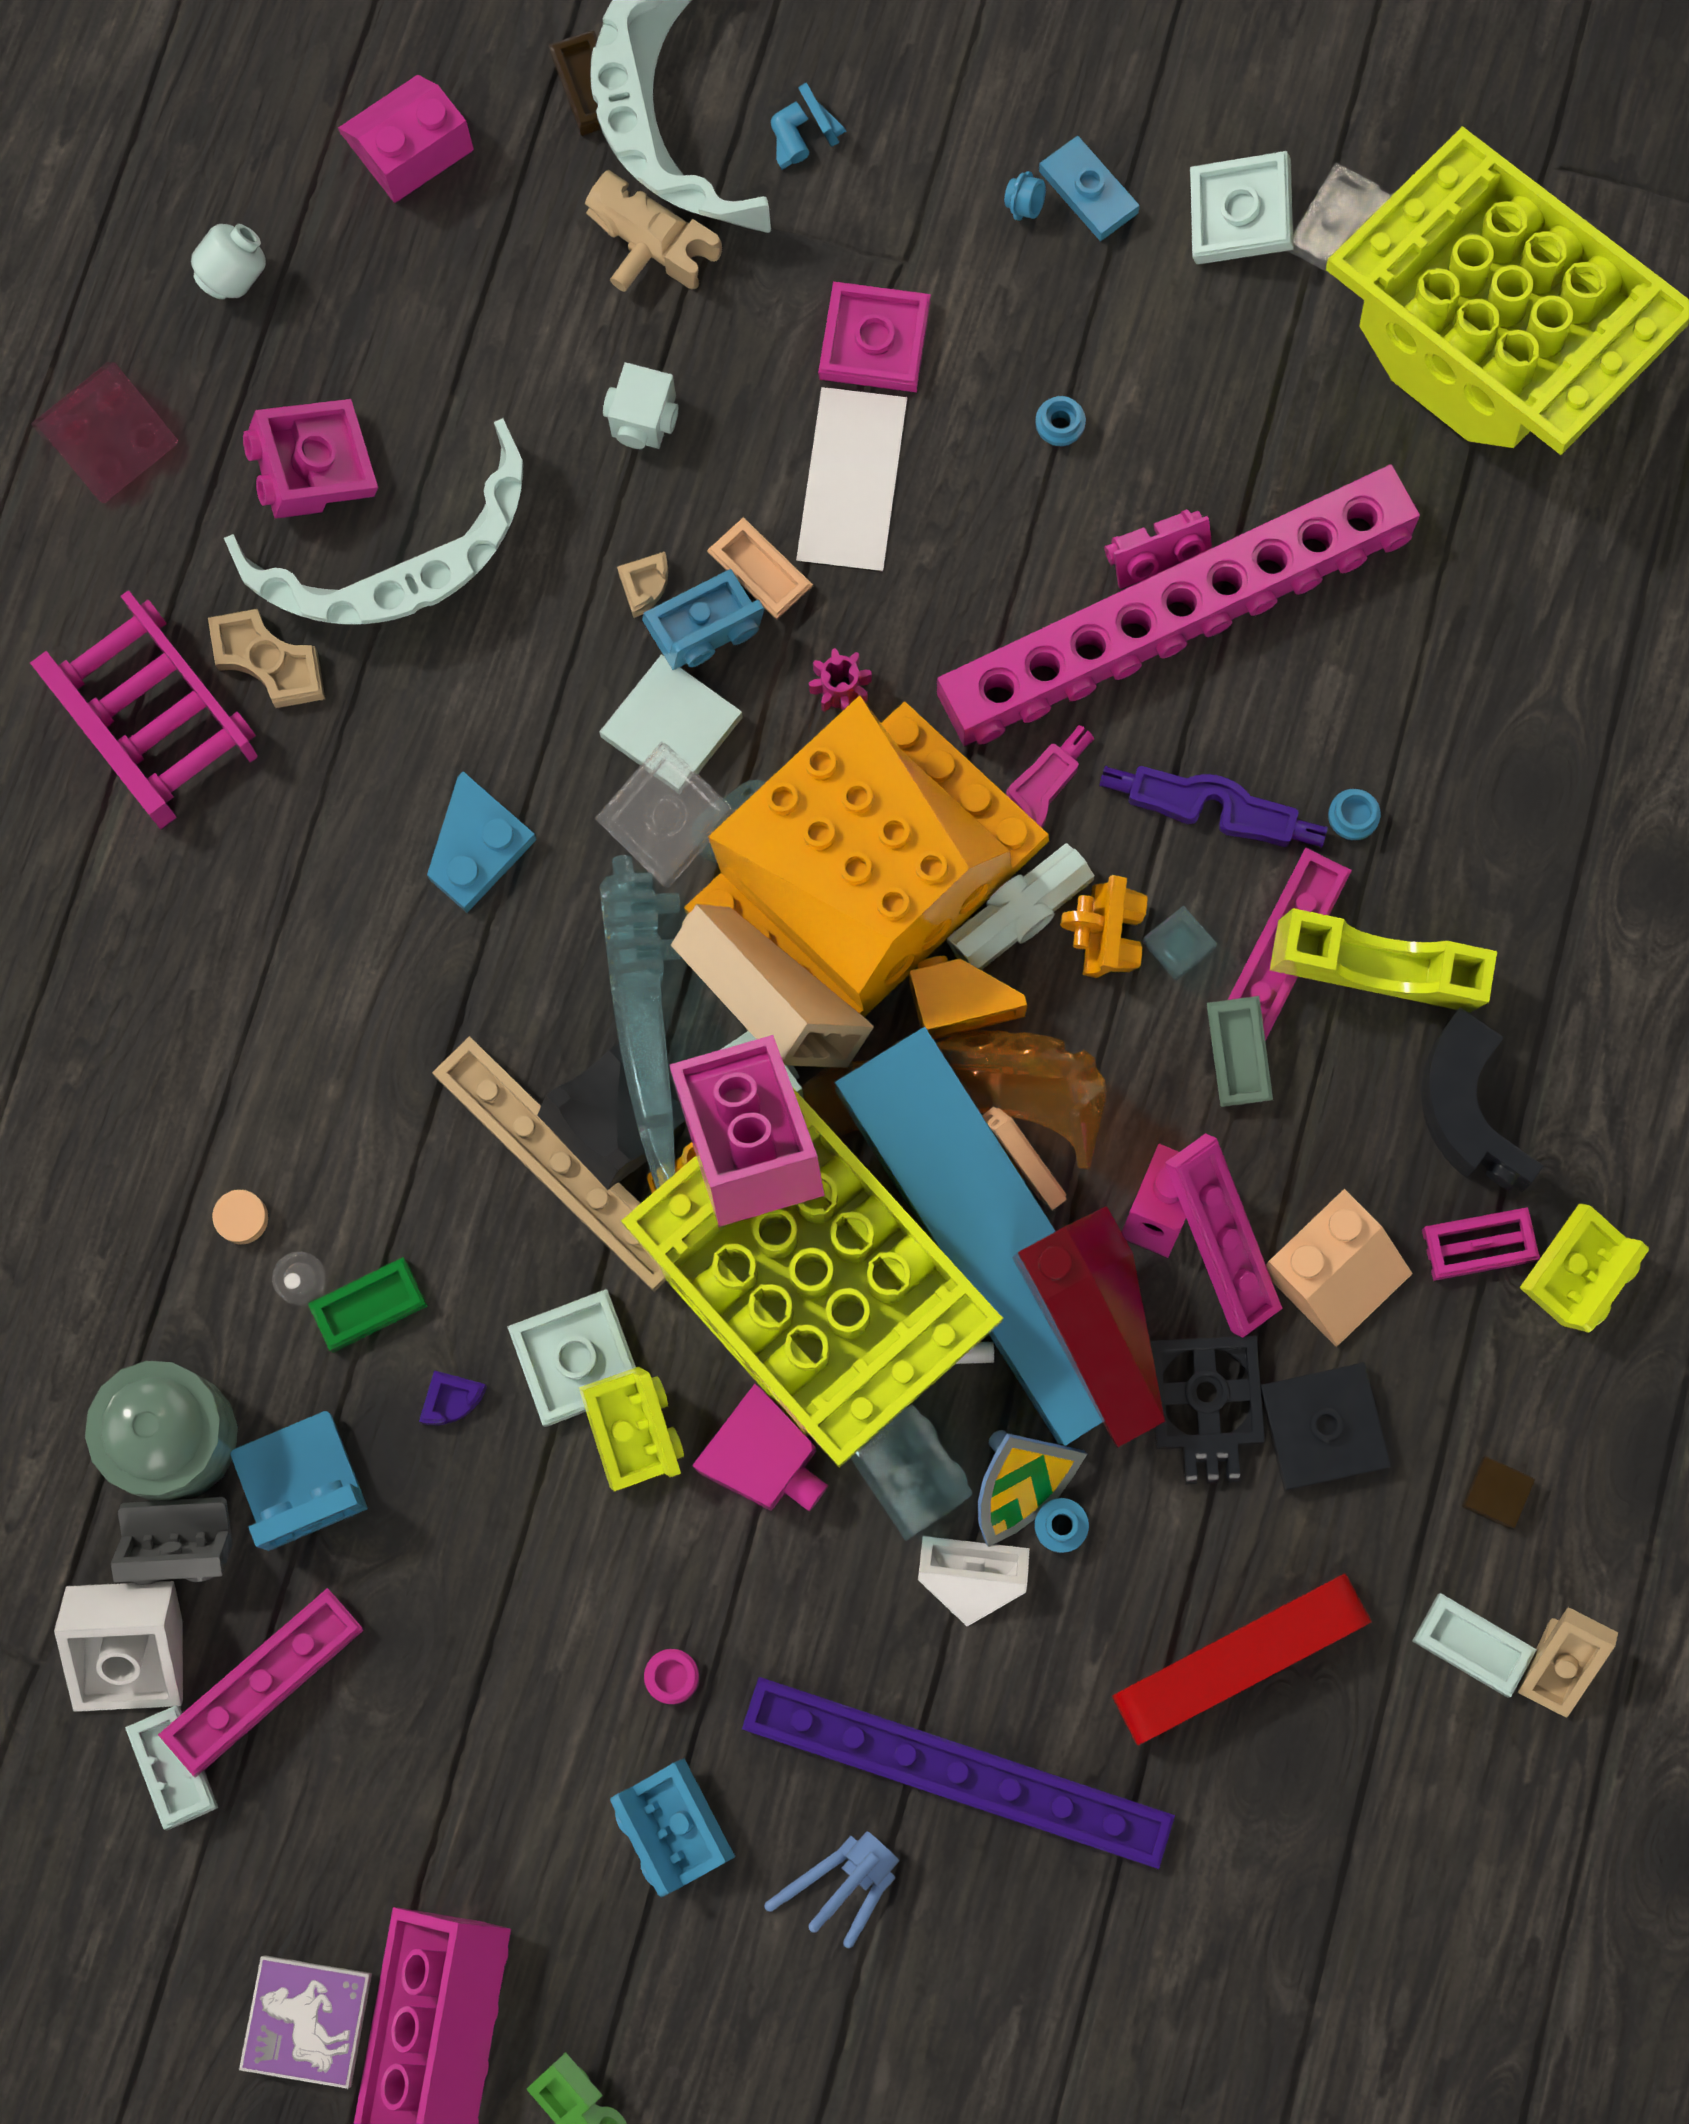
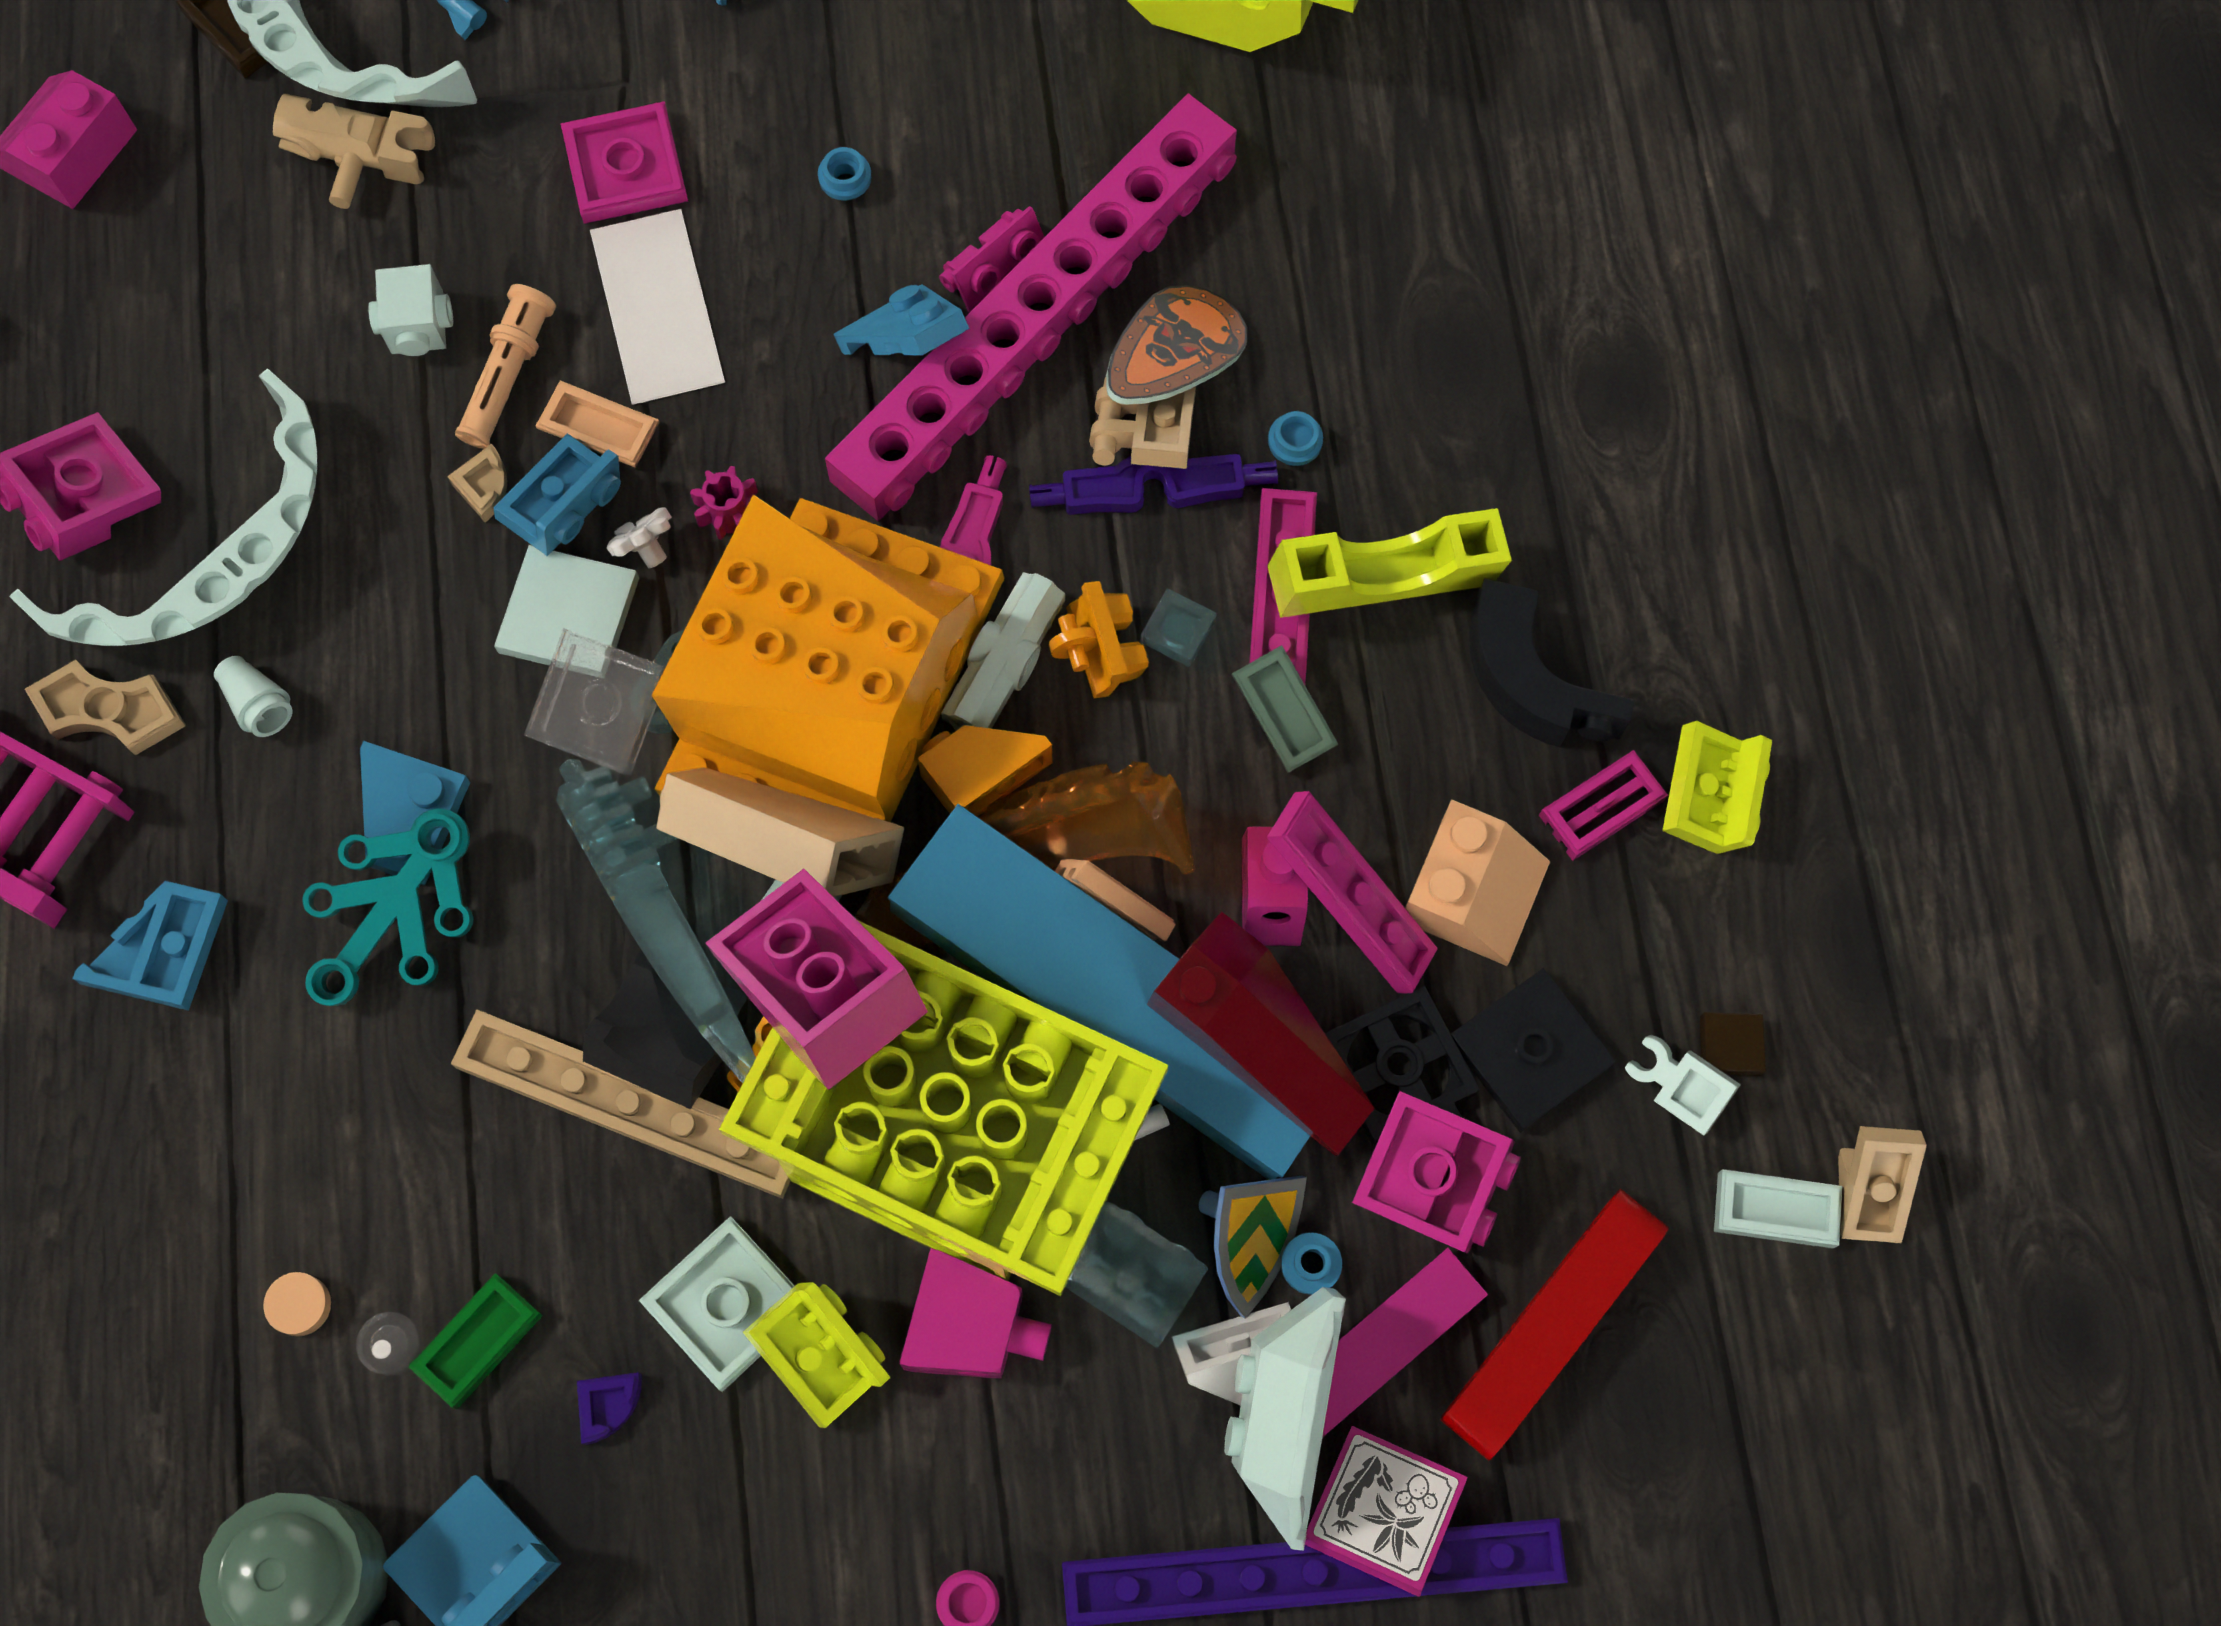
camera: 30 degrees left, 5 degrees down
(238, 881) = (160, 948): none -> dark azure wing
(387, 698) = (253, 697): none -> light aqua cone
(439, 917) = (394, 898): none -> teal plant
(713, 463) = (512, 344): none -> light nougat pin
(758, 684) = (642, 537): none -> white plant
(985, 1633) = (1285, 1410): none -> light aqua wedge
(1034, 1748) = (1385, 1511): none -> tile
(1058, 582) = (909, 324): none -> dark azure wing
(1084, 1617) = (1399, 1332): none -> dark pink tile
(1195, 1496) = (1437, 1173): none -> dark pink plate
(1241, 757) = (1156, 437): none -> tan plate
(1282, 690) = (1174, 345): none -> shield
(1444, 1514) = (1690, 1088): none -> light aqua plate

